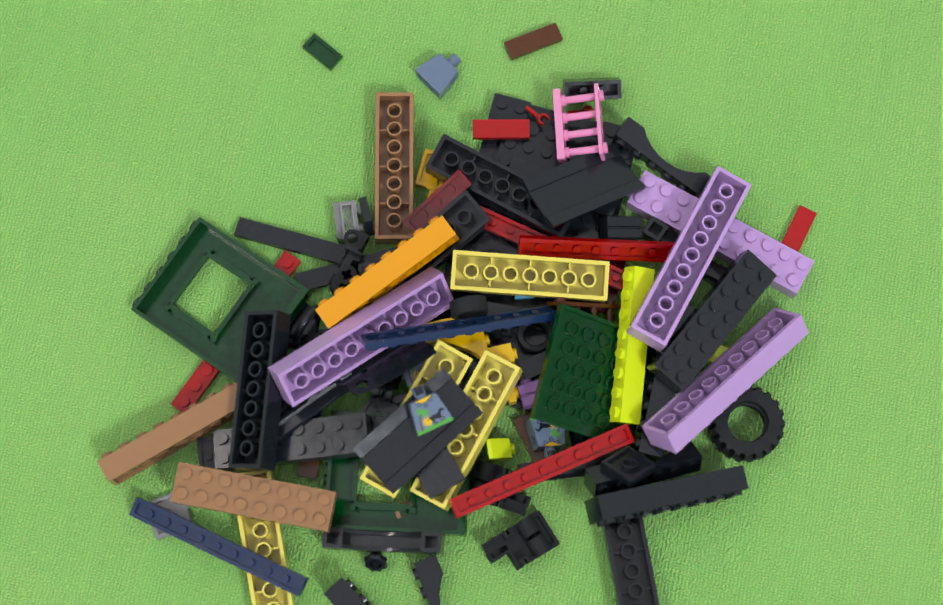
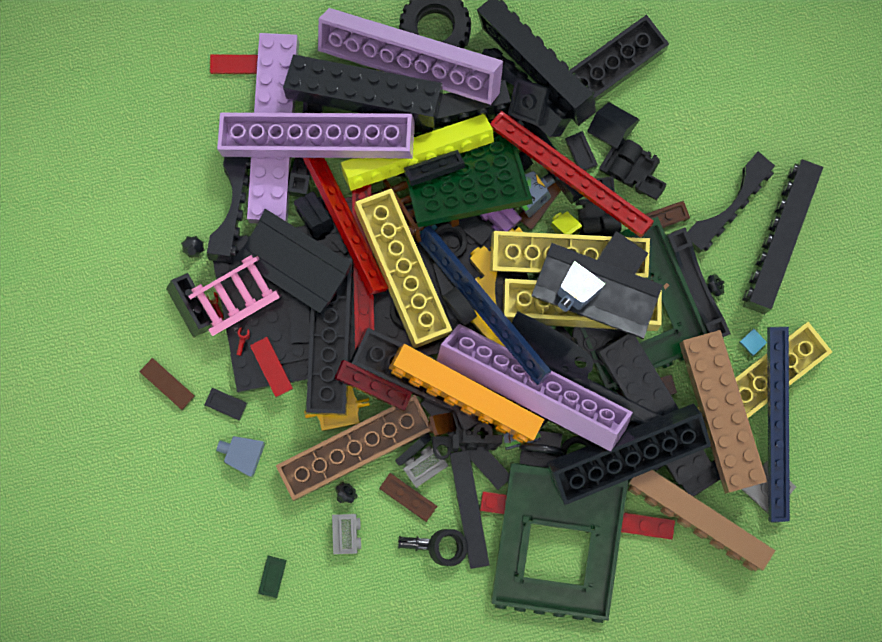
camera: 120 degrees left, 5 degrees up
(253, 205) = (434, 552): none -> black tyre
(285, 183) = (413, 543): none -> black axle
(307, 568) = (753, 342): none -> medium azure tile
(325, 126) = (345, 534): none -> light grey window
(326, 196) = (408, 497): none -> reddish brown tile
(360, 144) = (345, 493): none -> black piece
(374, 247) = (442, 424): none -> reddish brown slope
(464, 548) = (671, 214): none -> reddish brown tile
(490, 81) = (226, 404): none -> black tile
(563, 503) = (581, 151): none -> black tile
(573, 544) = (612, 125): none -> black slope
(608, 350) = (434, 167): none -> black plate
(644, 116) = (192, 246): none -> black piece

